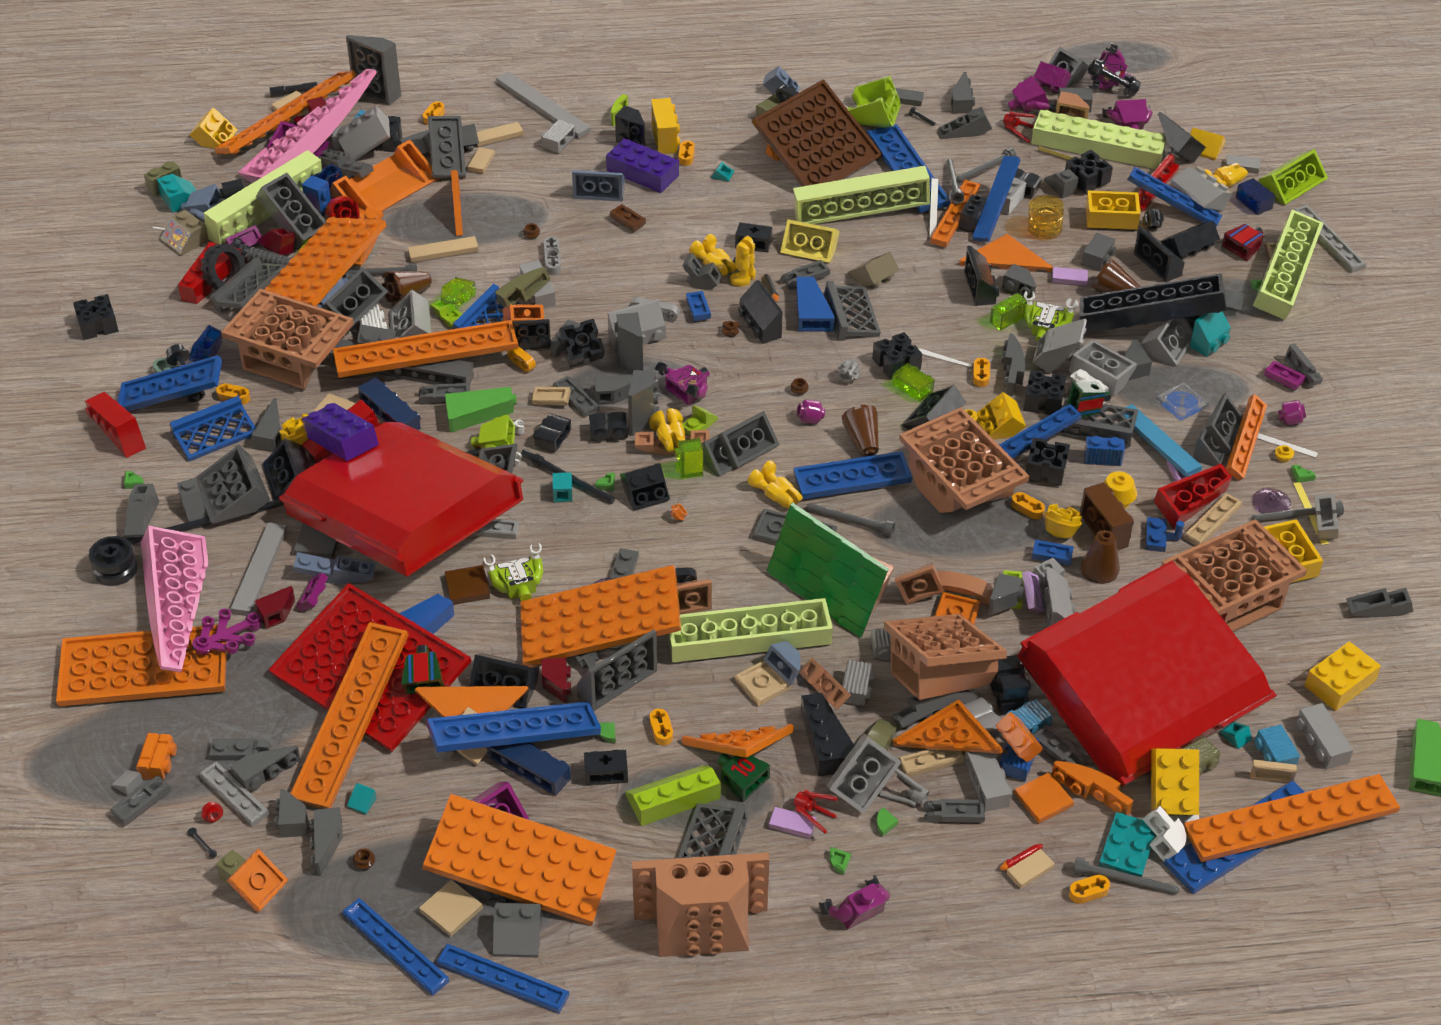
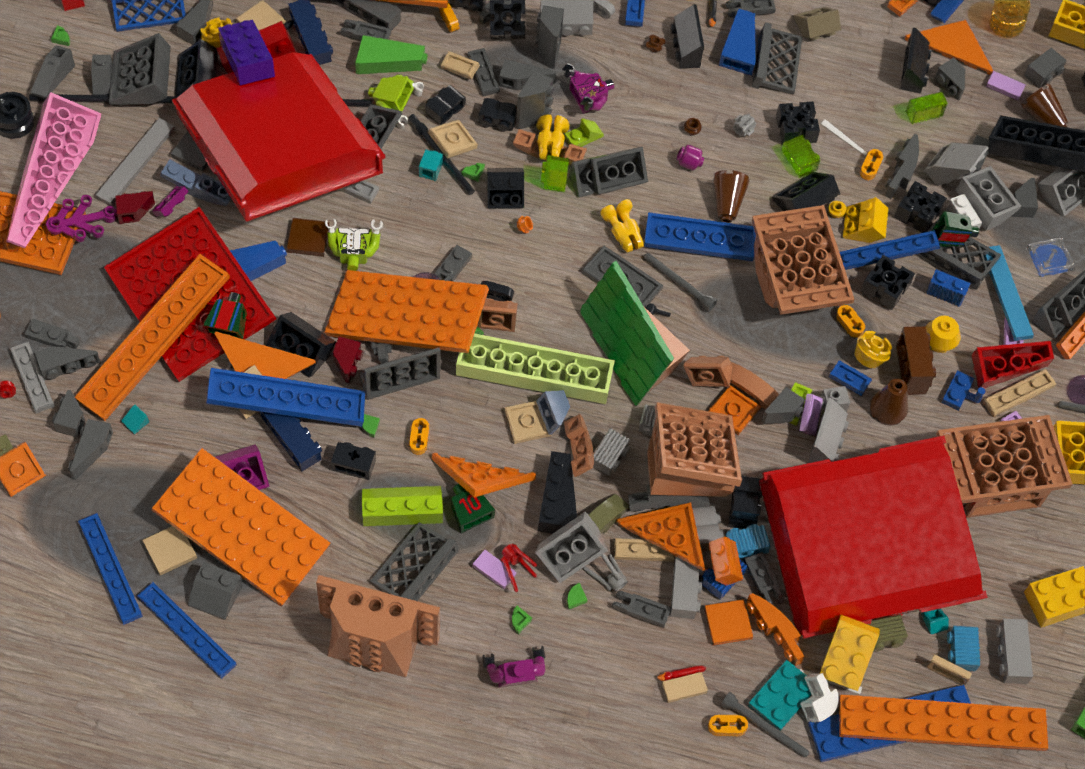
camera: 15 degrees right, 15 degrees up
(362, 854) = (115, 472): reddish brown plate -> none
(573, 459) = (452, 138): none -> tan tile
(1043, 316) = (959, 127): torso -> none

